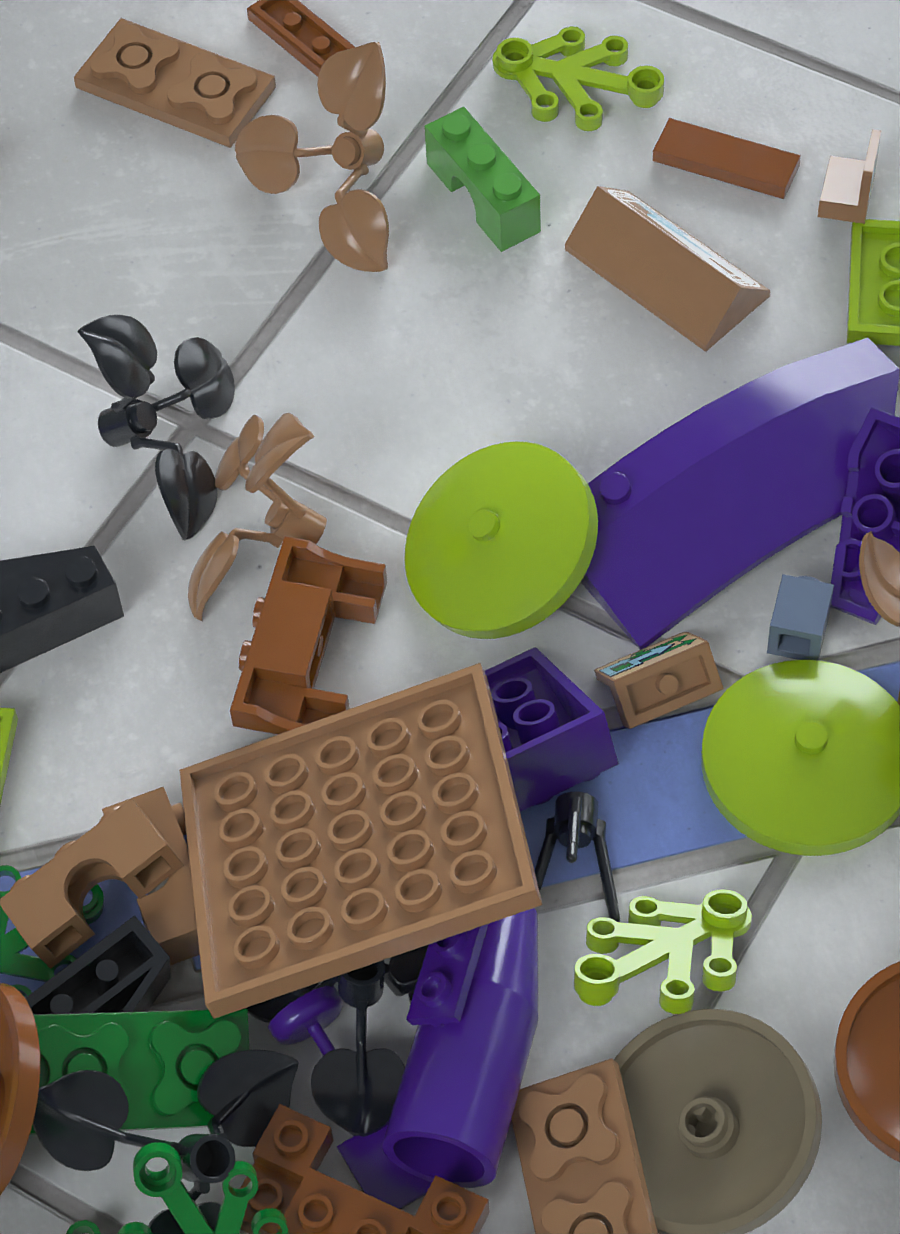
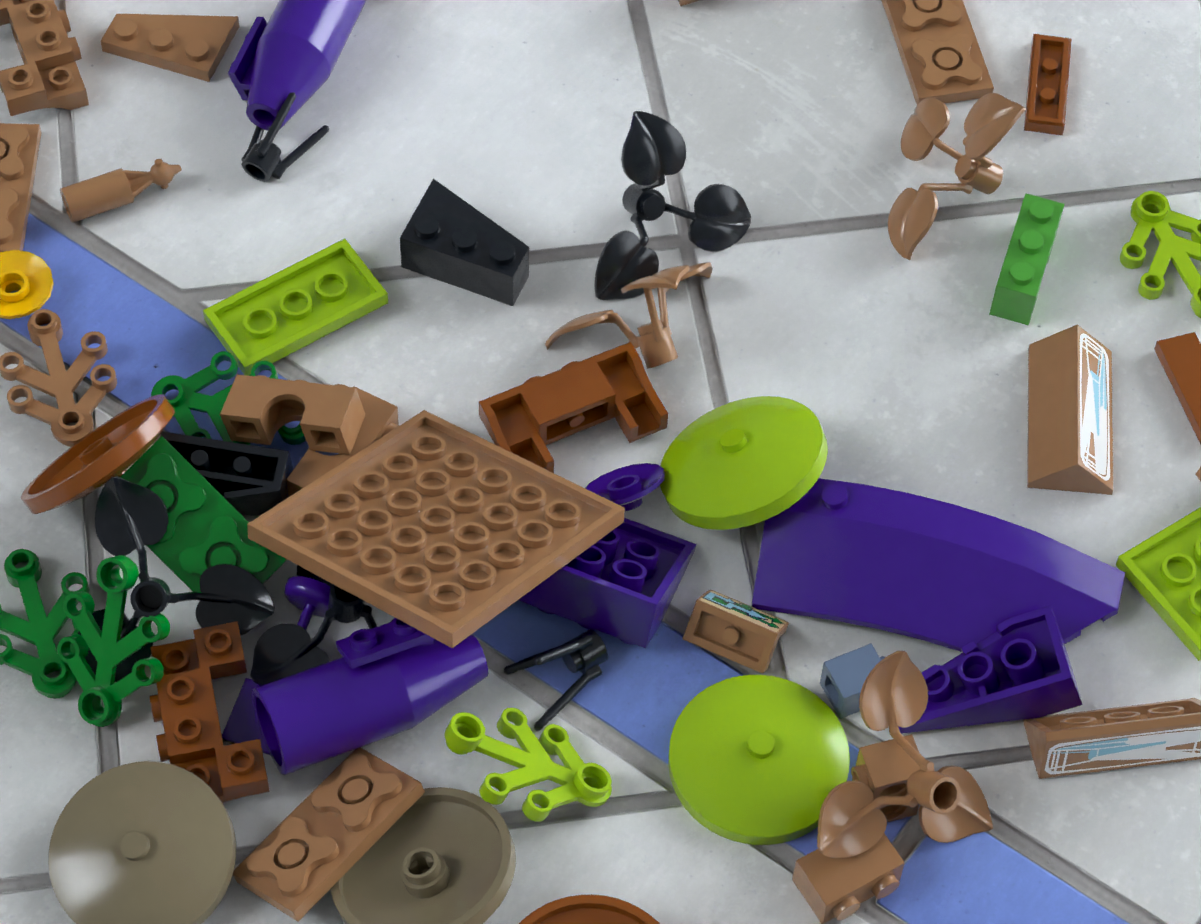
camera: 45 degrees right, 0 degrees up
(426, 651) = (628, 484): none -> dark purple dish

